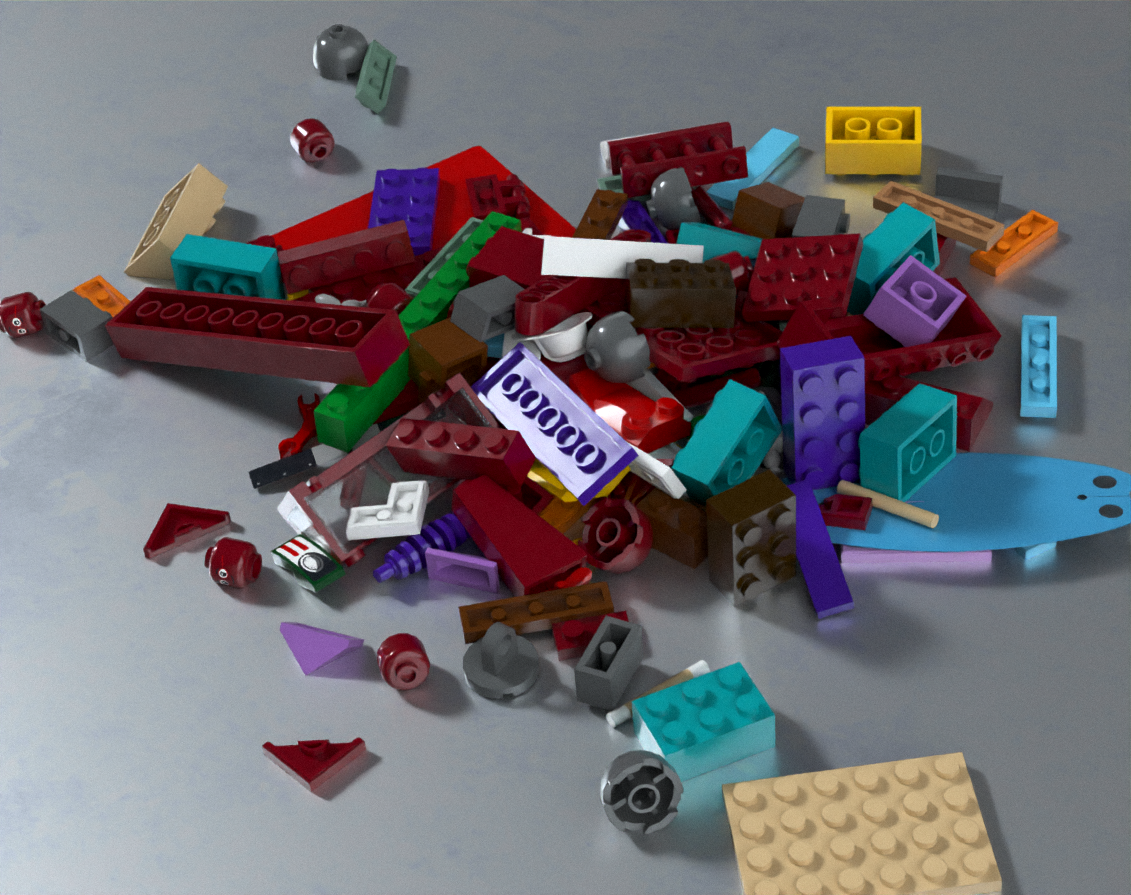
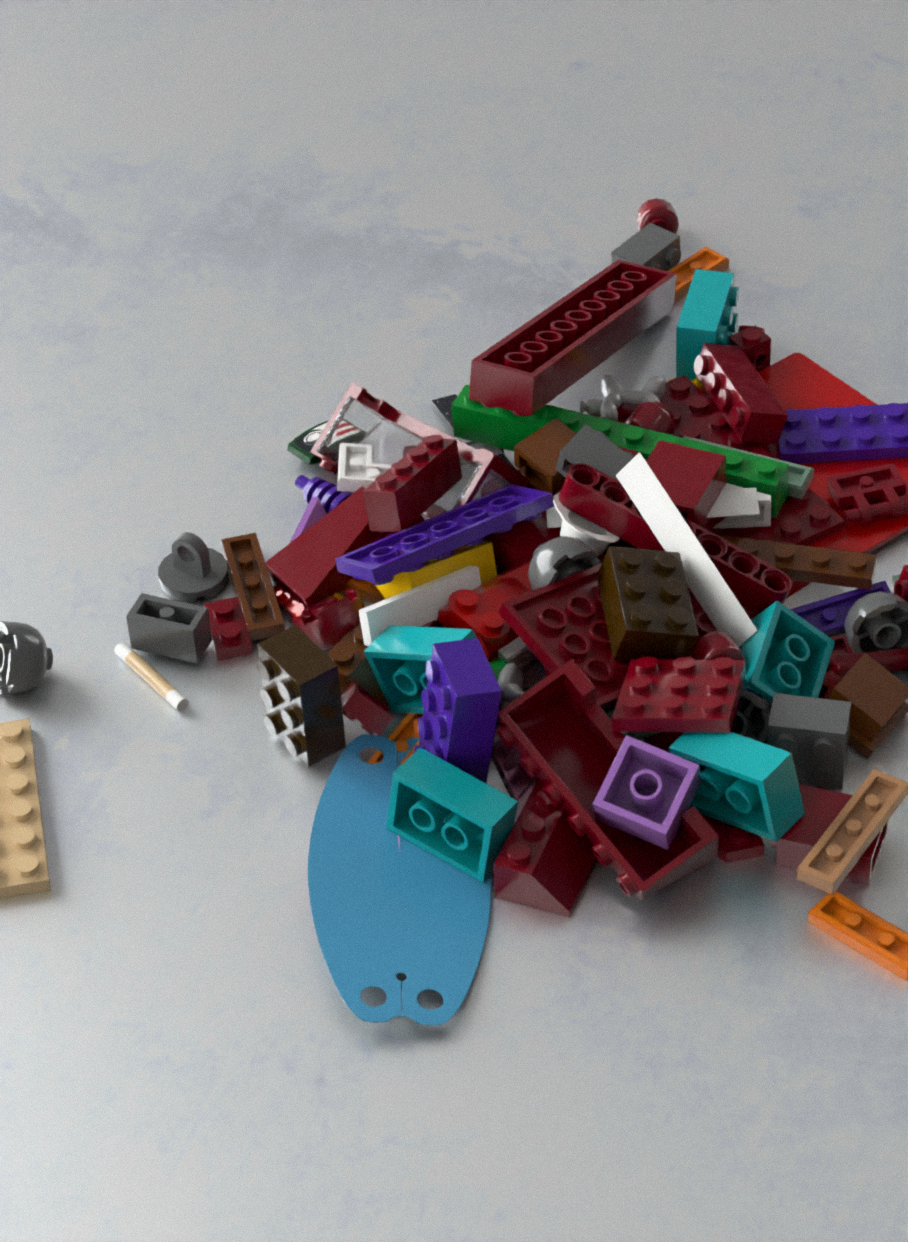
camera: 85 degrees right, 0 degrees up
(181, 525) = (379, 363): dark red tile -> none
(183, 211) = (805, 291): tan slope -> none
(233, 562) = (322, 395): dark red head -> none
(313, 760) = (94, 477): dark red tile -> none
(317, 646) = (230, 458): medium lavender slope -> none
(403, 661) = (191, 507): dark red head -> none
(705, 721) = (95, 698): teal brick -> none
(817, 556) = (317, 760): dark purple tile -> none
(846, 511) = (372, 781): dark red tile -> none
(890, 504) = (368, 830): tan bar -> none
(1038, 366) = (627, 946): medium azure plate -> none

